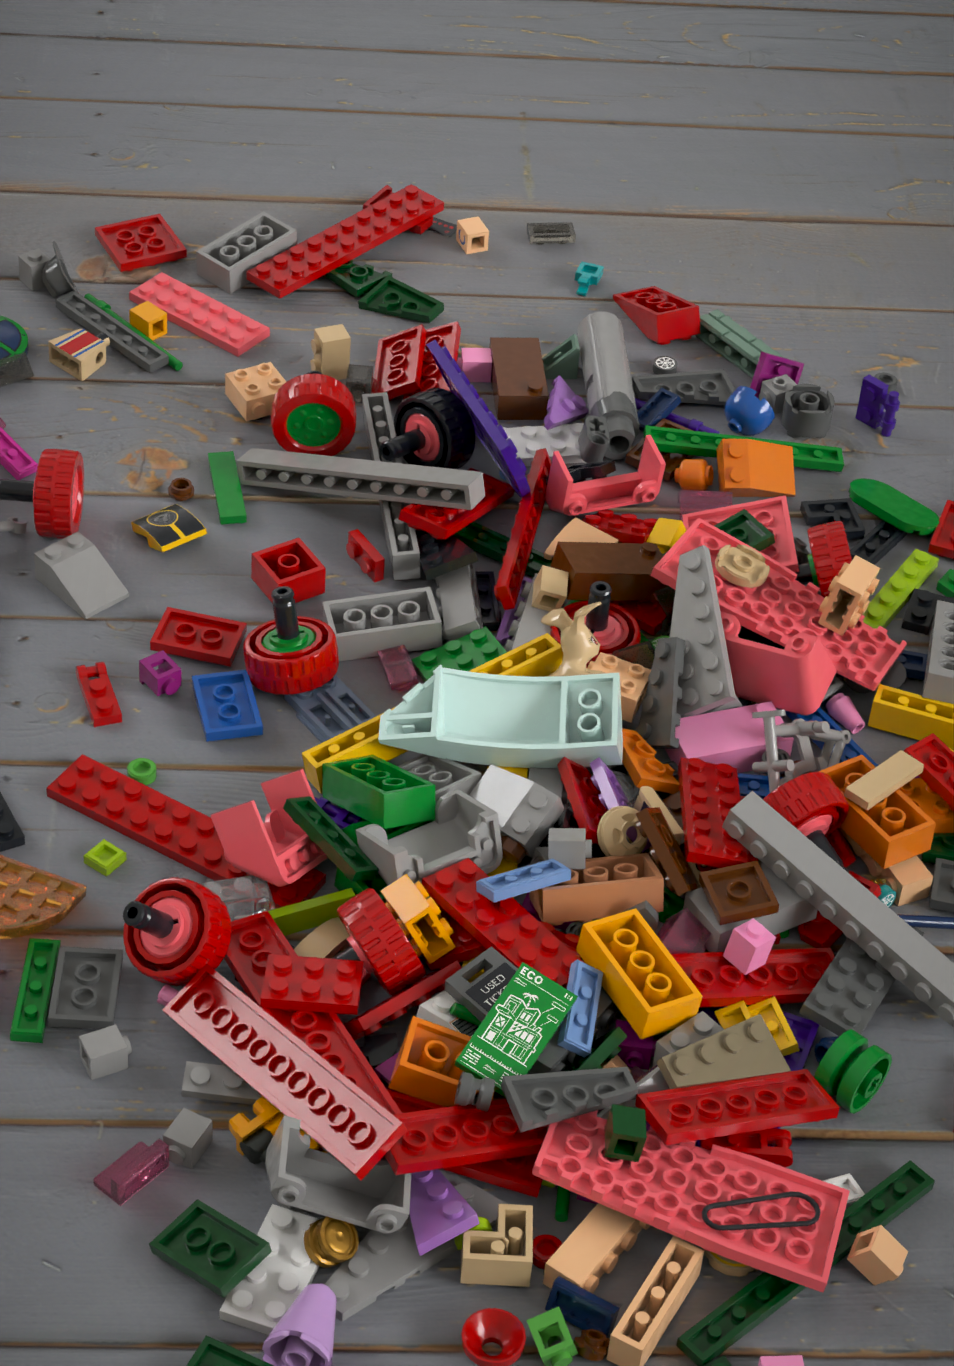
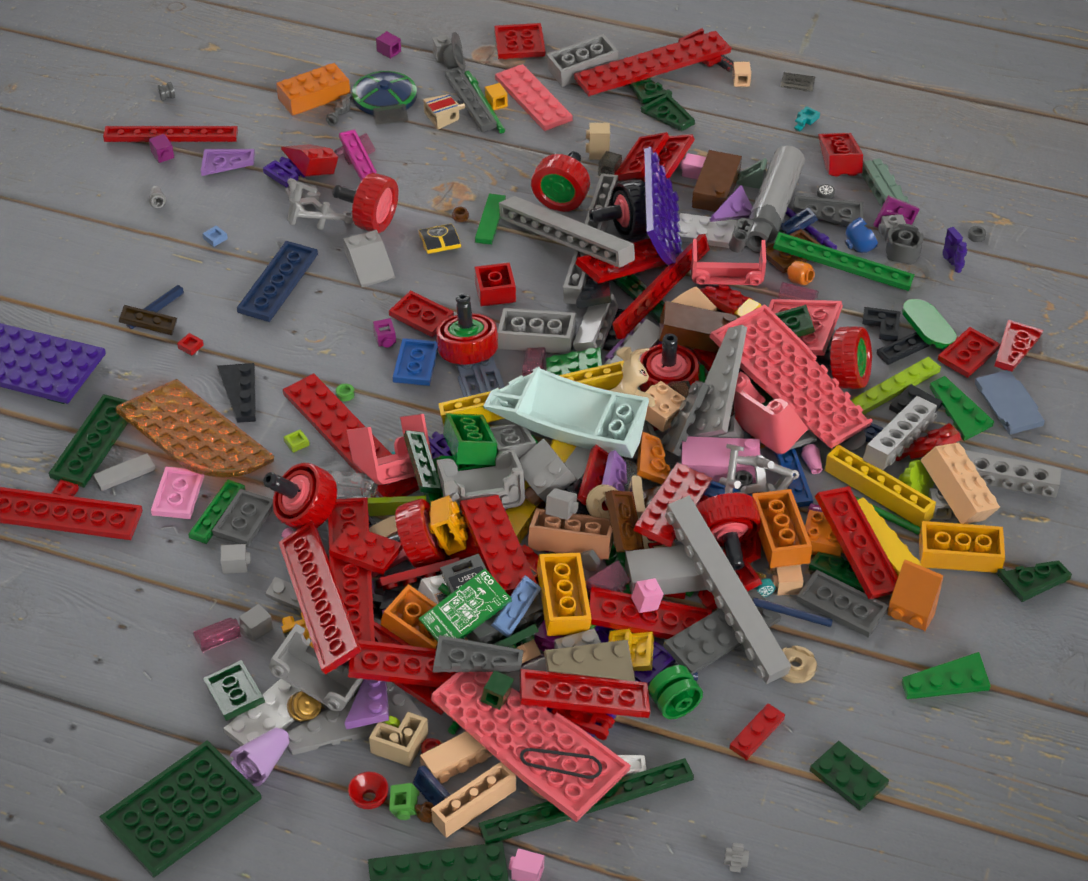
camera: 25 degrees right, 5 degrees up
(98, 694) = (343, 337): red plate -> none
(253, 389) = (534, 152): light nougat brick -> none
(365, 555) = (553, 286): red plate -> none
(467, 1094) = (421, 640): dark grey wheel -> none
(523, 880) = (520, 517): medium blue tile -> none
(550, 588) = (648, 331): tan brick -> none
(593, 470) = (721, 255): black plate -> none
(738, 892) = (655, 559): reddish brown plate -> none
(742, 566) = (776, 343): tan tile -> none
(755, 468) = (843, 277): orange slope -> none
(849, 595) = (837, 379): light nougat brick -> none
(877, 1255) = (629, 810): light nougat brick -> none
(883, 780) = (792, 509): tan tile -> none

